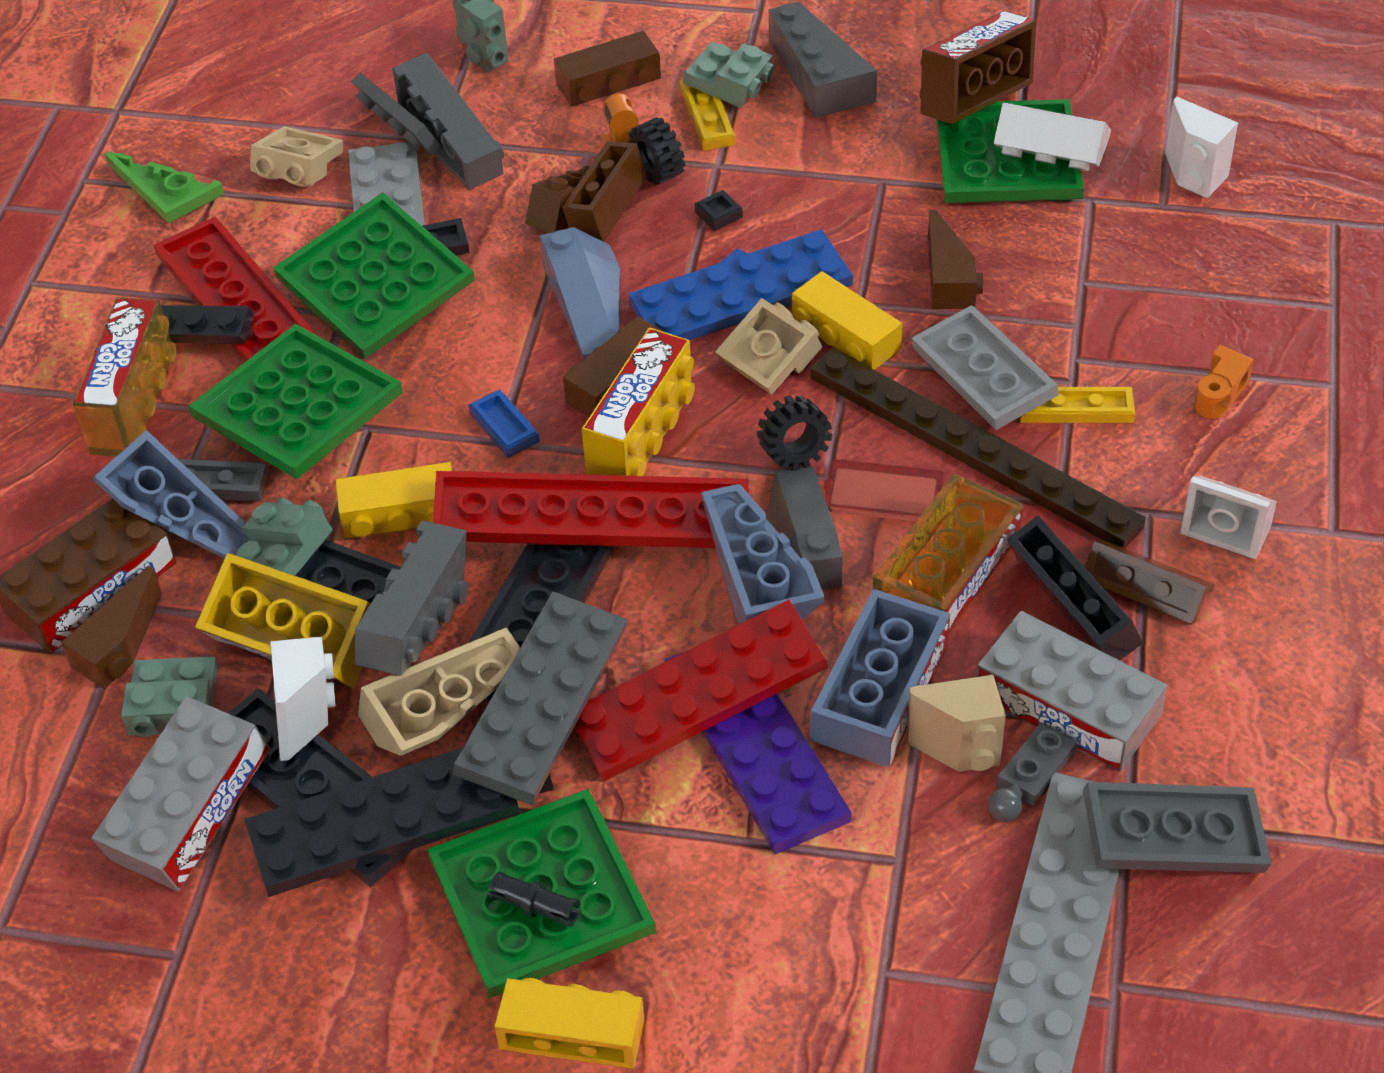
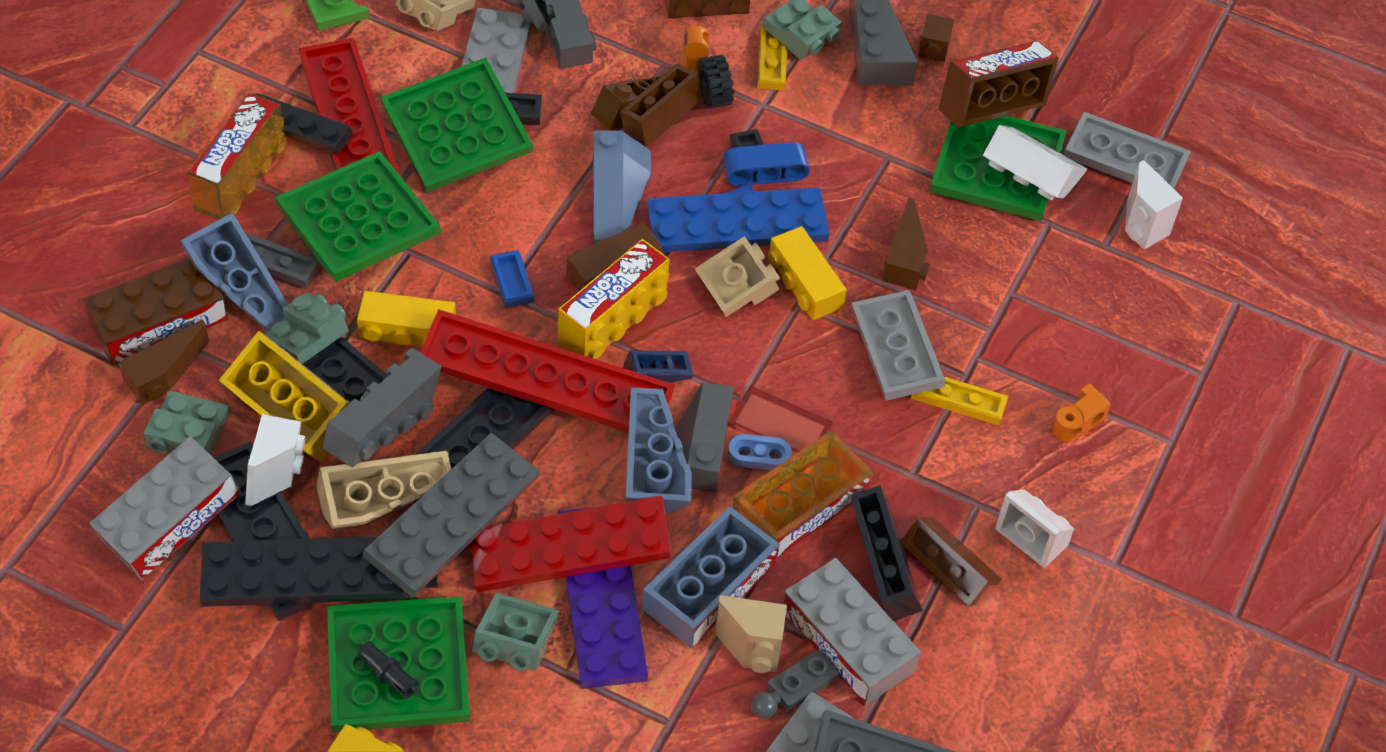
camera: 10 degrees right, 5 degrees up
(670, 811) = (514, 632): none -> sand green plate
(708, 463) = (641, 360): none -> dark blue slope
(749, 222) = (766, 164): none -> blue beam
(782, 420) = (730, 370): black tyre -> none
(872, 526) = (759, 451): none -> medium blue plate
(883, 45) = (936, 37): none -> reddish brown brick
(978, 448) = (867, 411): dark brown plate -> none
(1137, 103) = (1120, 149): none -> light grey plate

